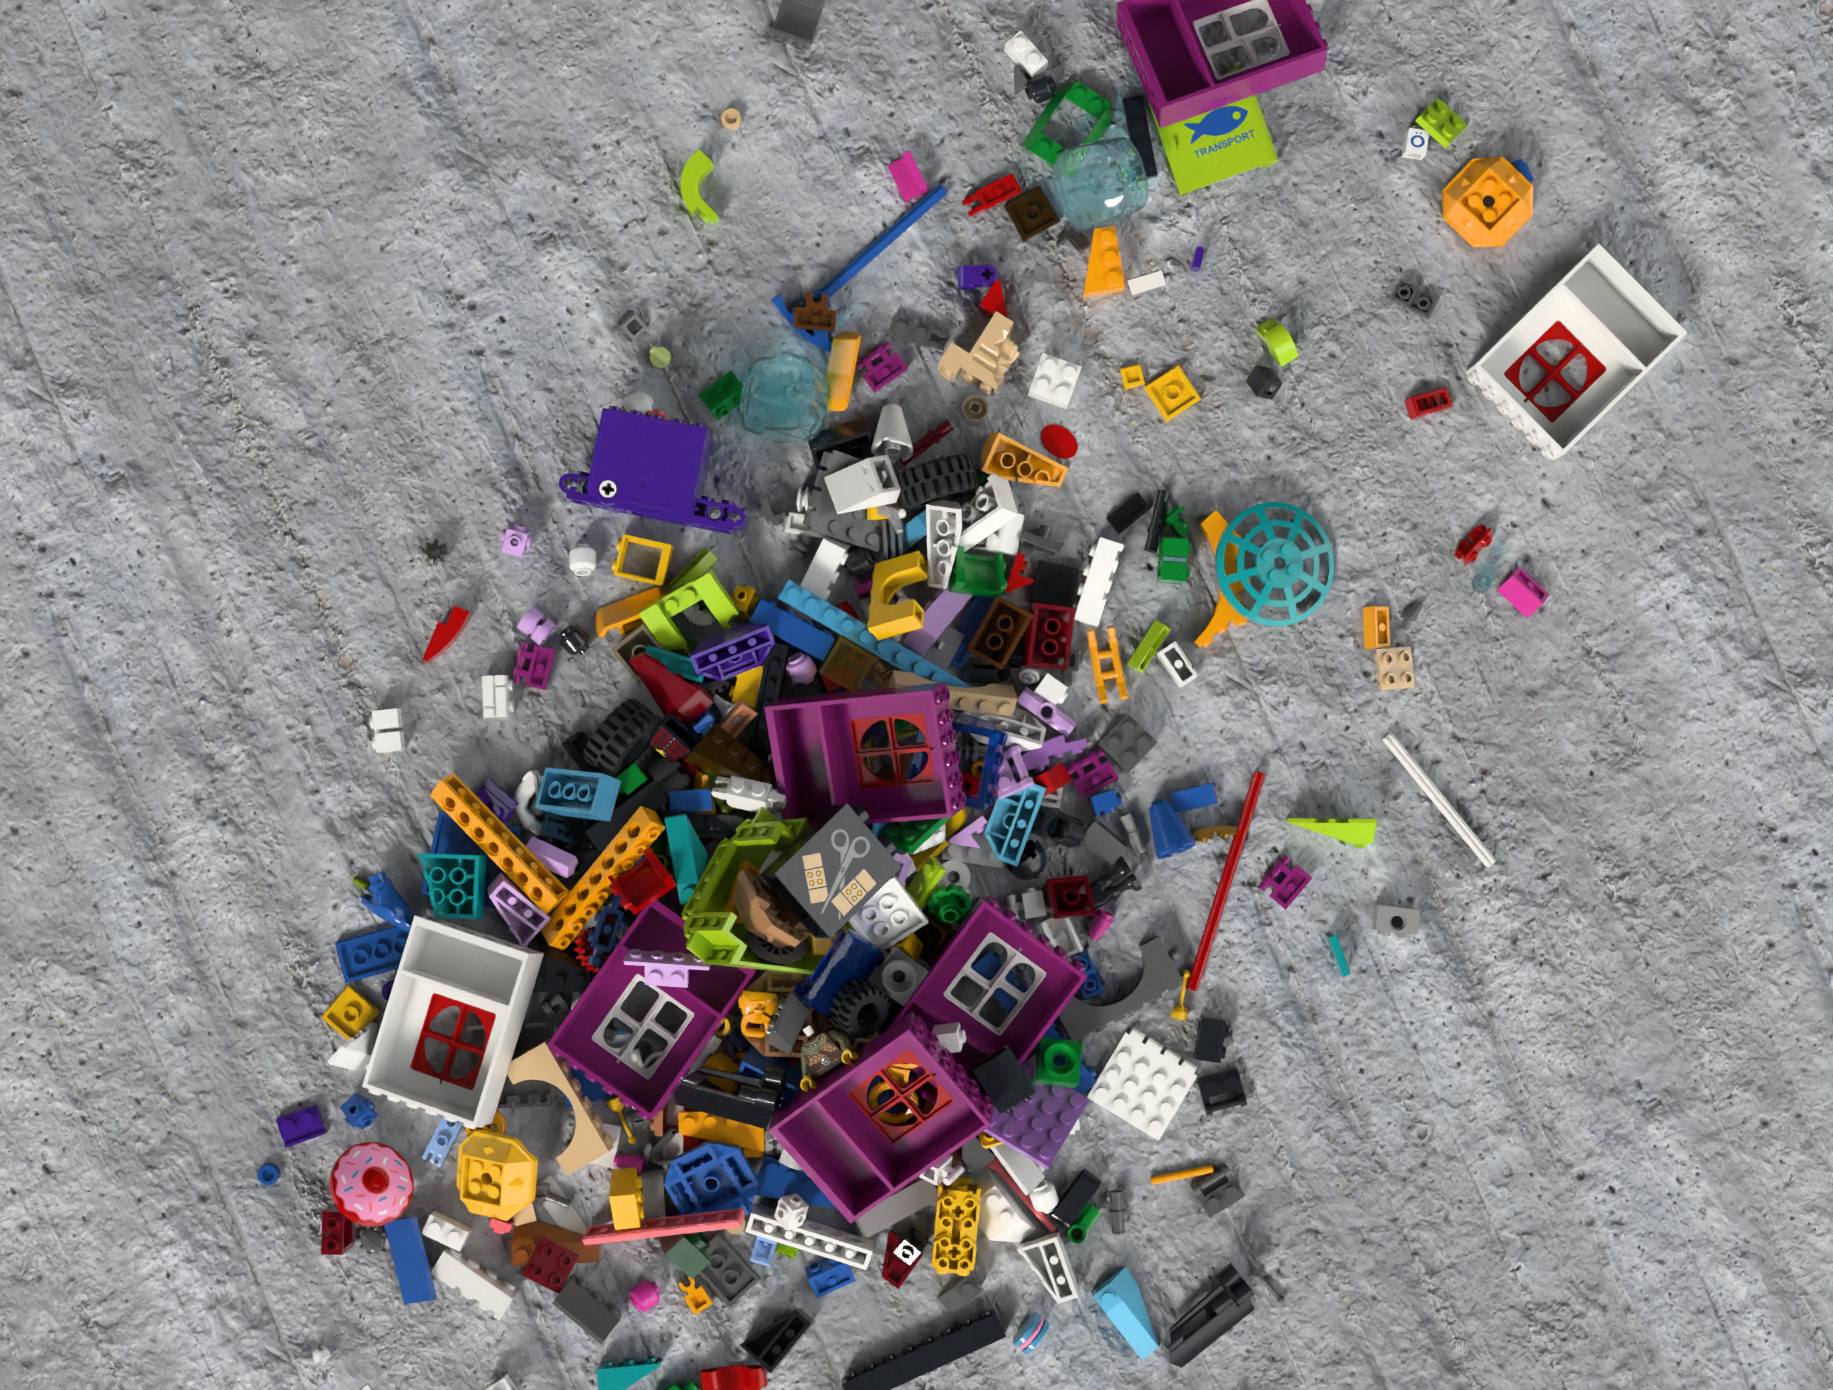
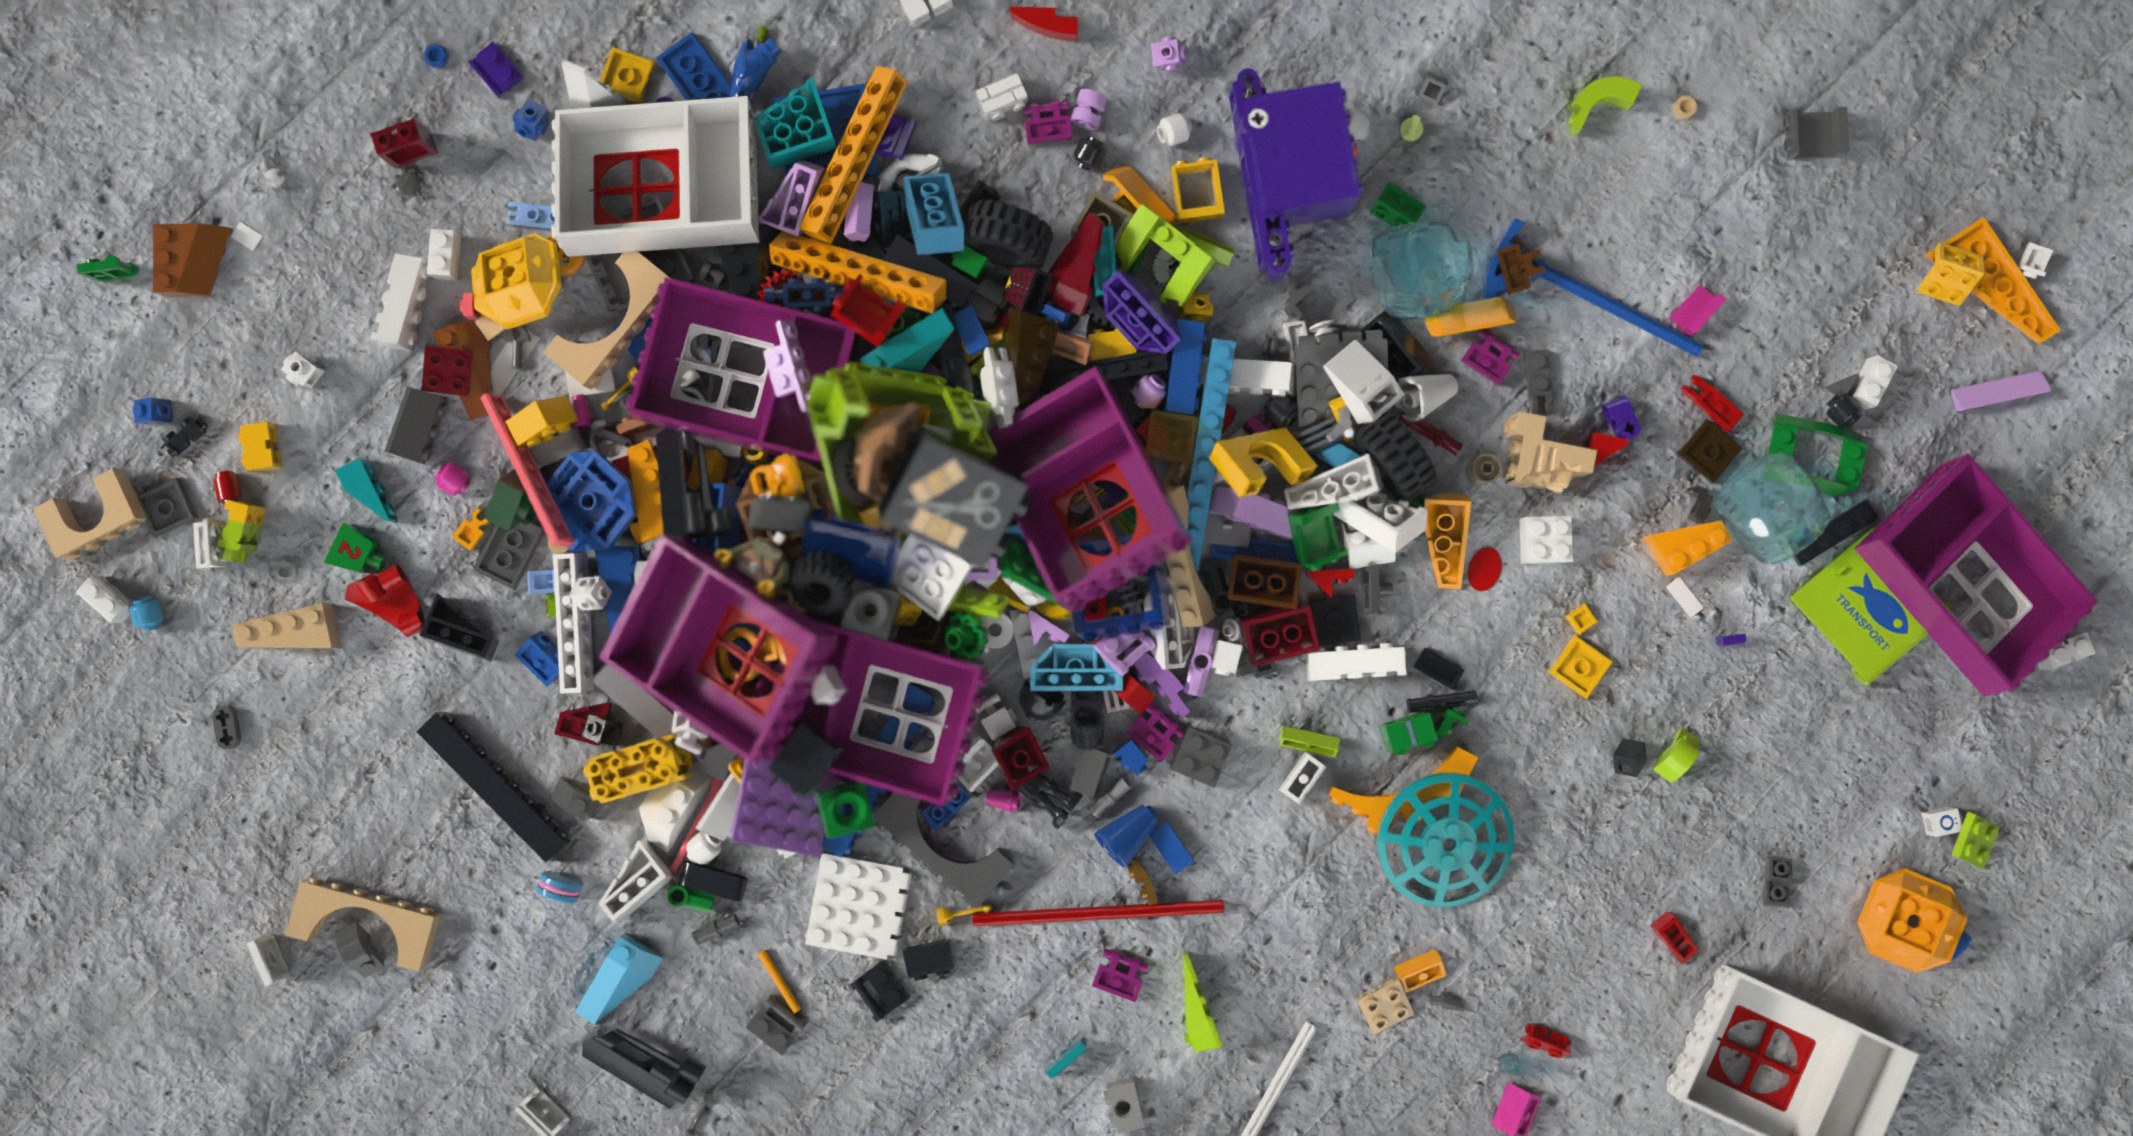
camera: 75 degrees right, 0 degrees up
(371, 1184) = (461, 159): dish -> none
(410, 1260) = (401, 229): blue tile -> none
(1095, 658) = (1276, 691): light orange piece -> none

